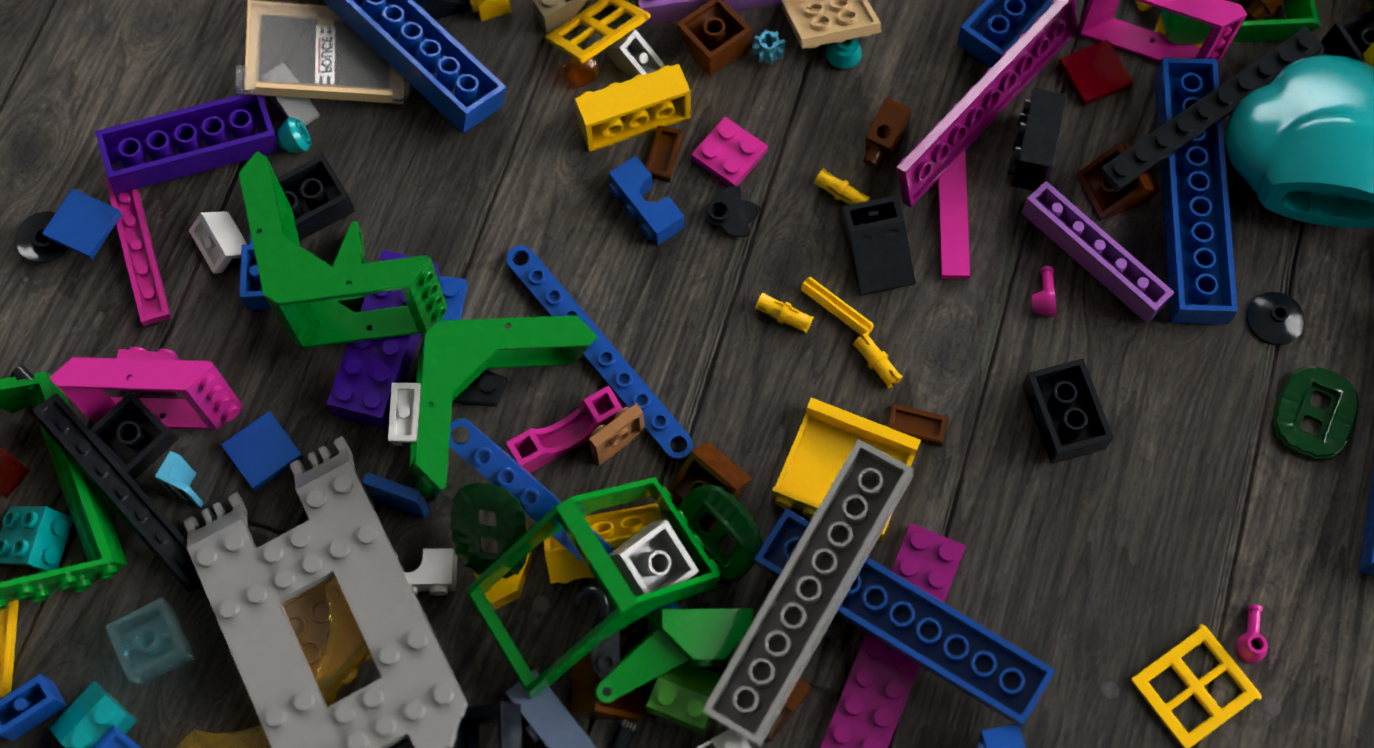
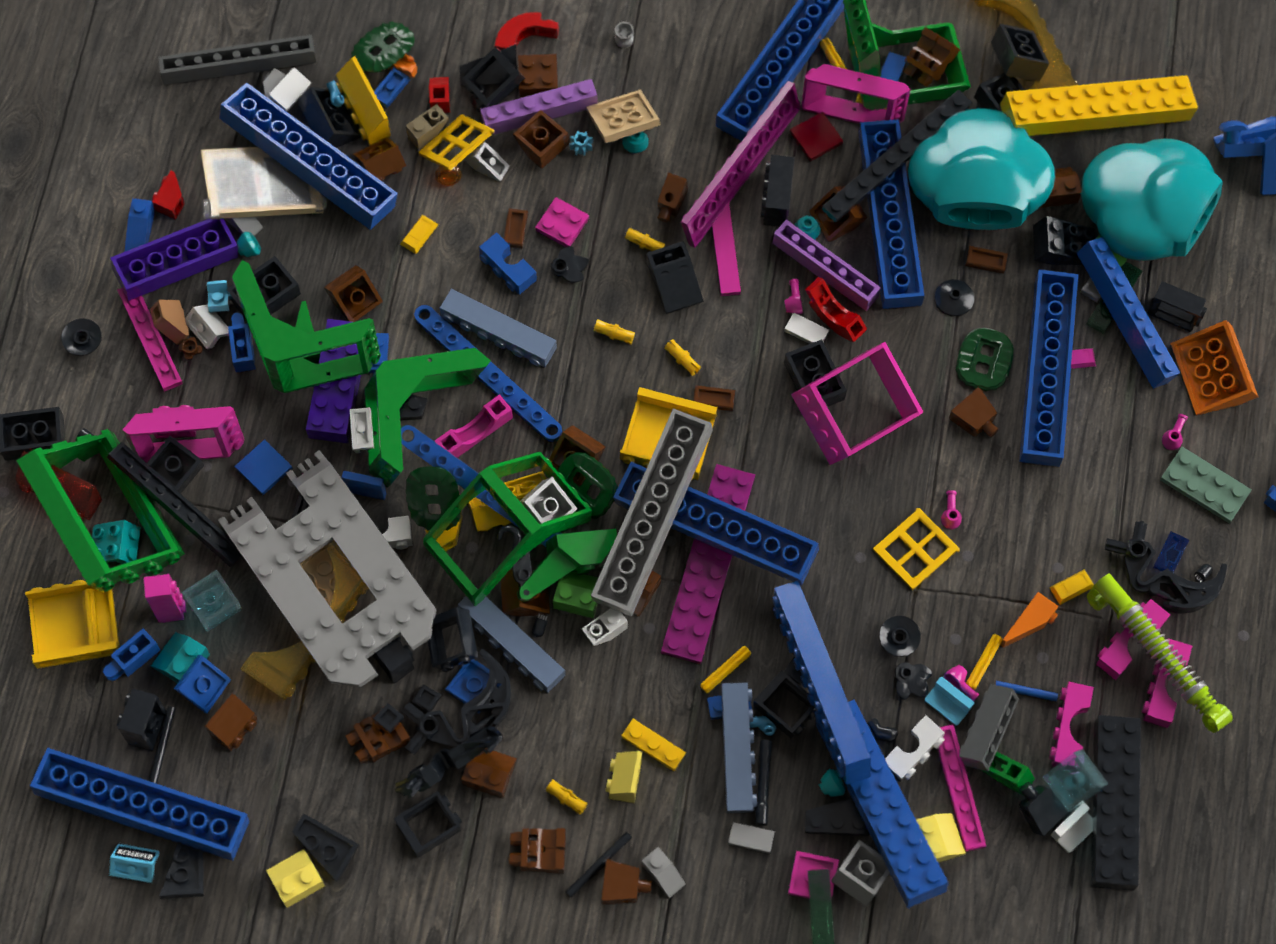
camera: 10 degrees left, 0 degrees up
(72, 634) = (164, 598): none -> dark pink brick
(82, 223) = (108, 324): blue tile -> none
(152, 89) = (139, 223): none -> blue slope
(167, 226) = (170, 320): none -> medium nougat slope
(176, 477) = (209, 492): medium azure panel -> none
(185, 264) = (190, 342): none -> reddish brown plate
(199, 60) = (169, 197): none -> red slope
(235, 207) = (217, 296): none -> medium azure bracket
(427, 219) = (353, 293): none -> reddish brown slope
(492, 40) = (381, 158): none -> reddish brown slope
(530, 147) = (419, 234): none -> yellow tile
(611, 438) = (505, 430): medium nougat plate -> none
(621, 289) = (498, 328): none -> sand blue brick
(633, 107) = (490, 198): yellow brick -> none
(836, 306) = (650, 323): yellow axle -> none
(1058, 340) = (805, 329): none -> white tile
(1073, 480) = (823, 424): none -> dark pink window
(1076, 193) = (808, 226): none -> teal cone
(1100, 323) = (832, 313): none -> red arch
(1299, 494) = (975, 414): none -> reddish brown torso
(1326, 269) = (986, 259): none -> reddish brown tile

